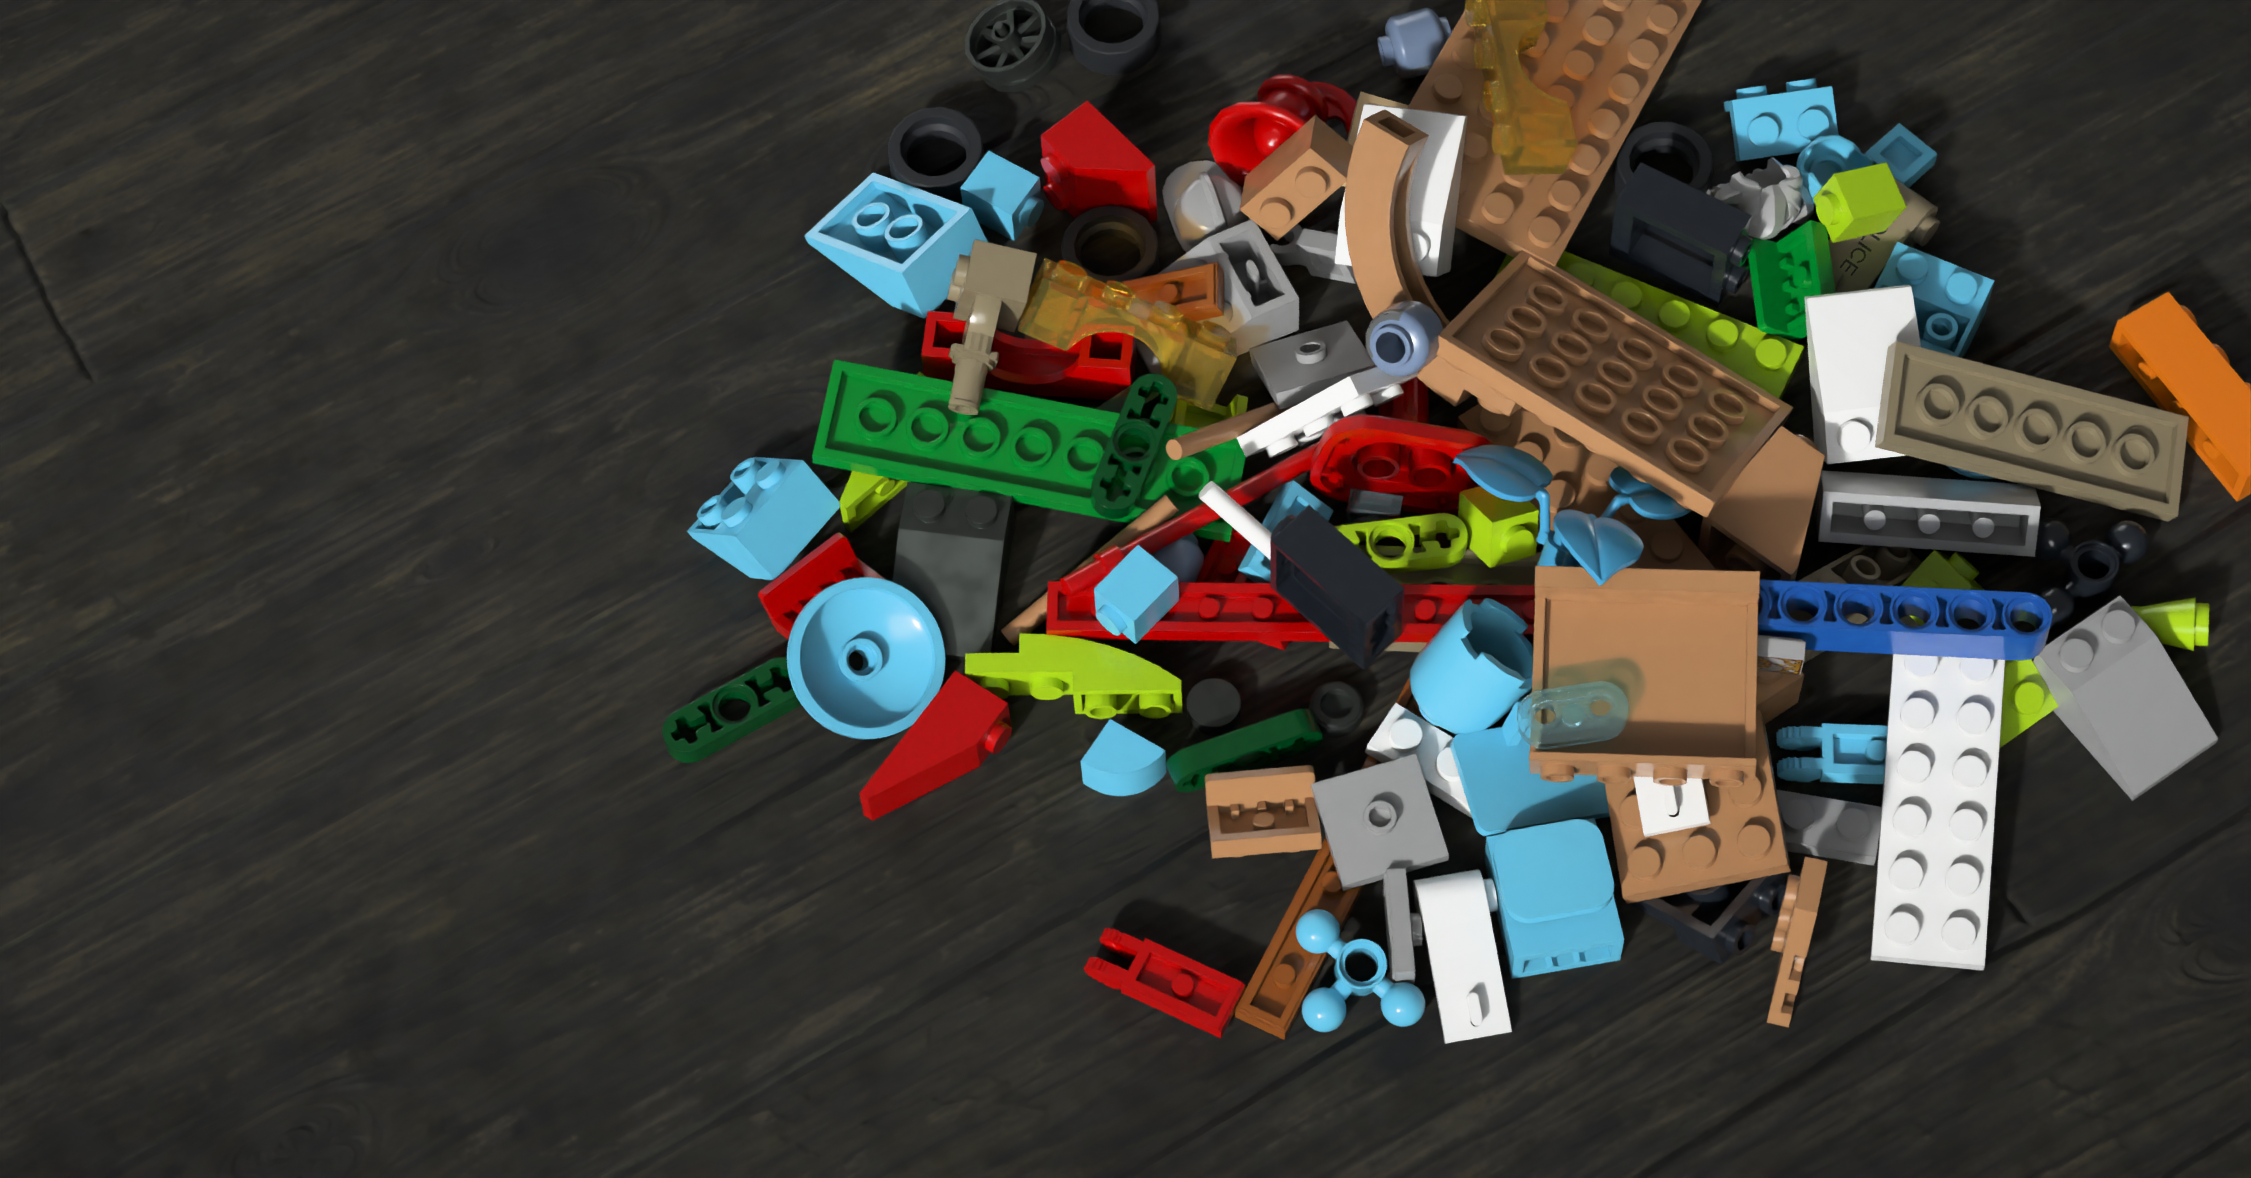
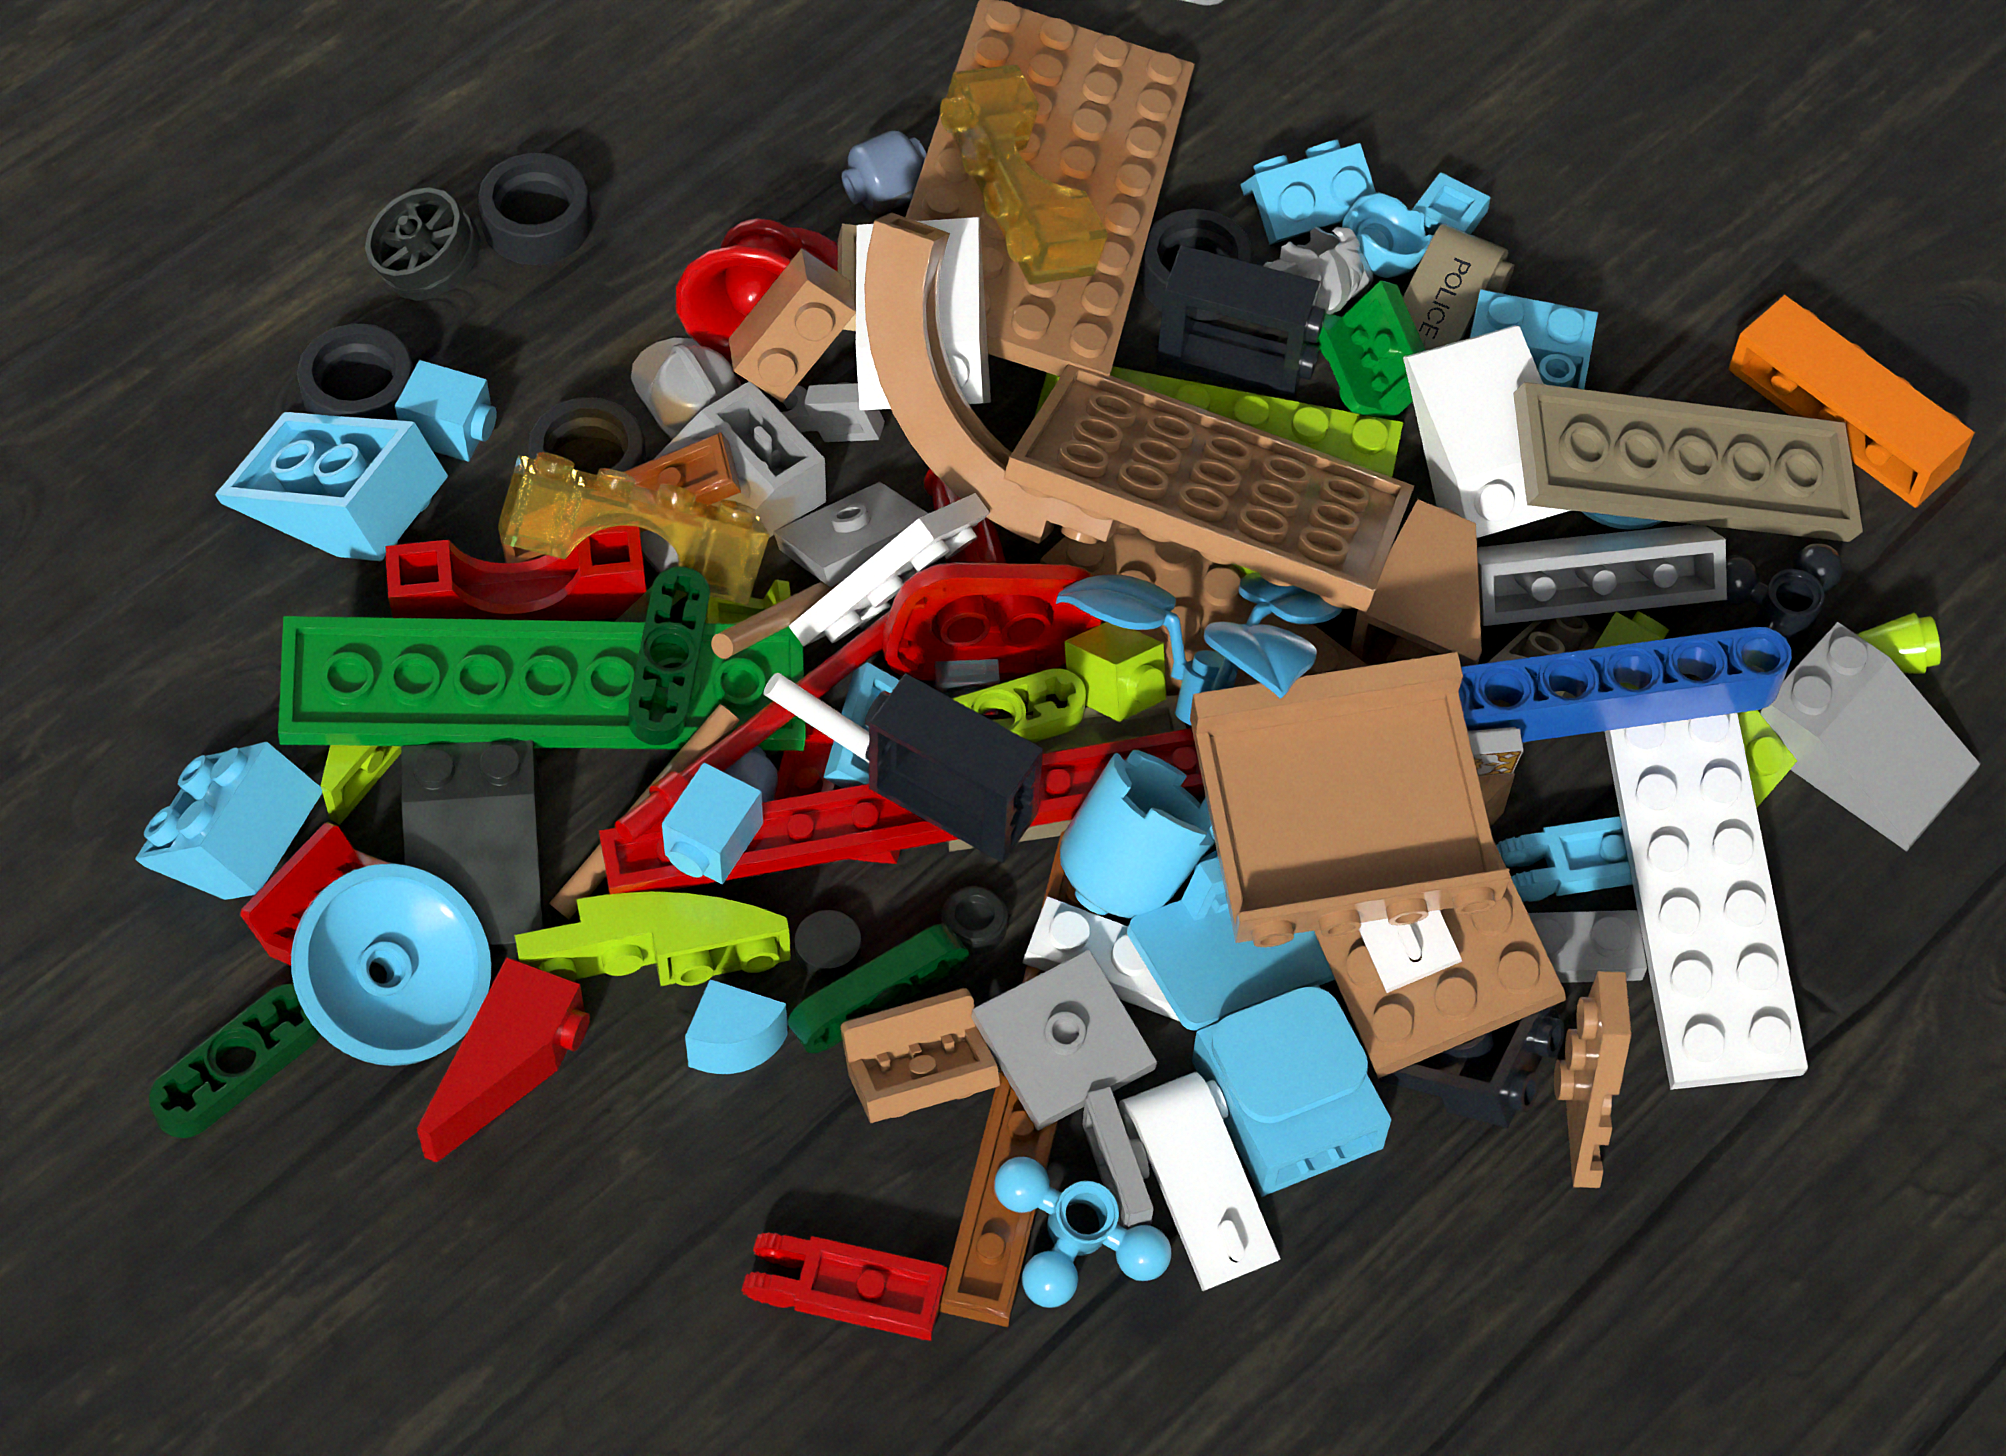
camera: 20 degrees left, 5 degrees down
(988, 294) = (460, 511): dark tan brick -> none
(1095, 166) = (551, 353): red slope -> none
(1404, 338) = (969, 468): sand blue head -> none
(1574, 719) = (1278, 861): clear light blue plate -> none
(1859, 202) = (1430, 252): lime brick -> none

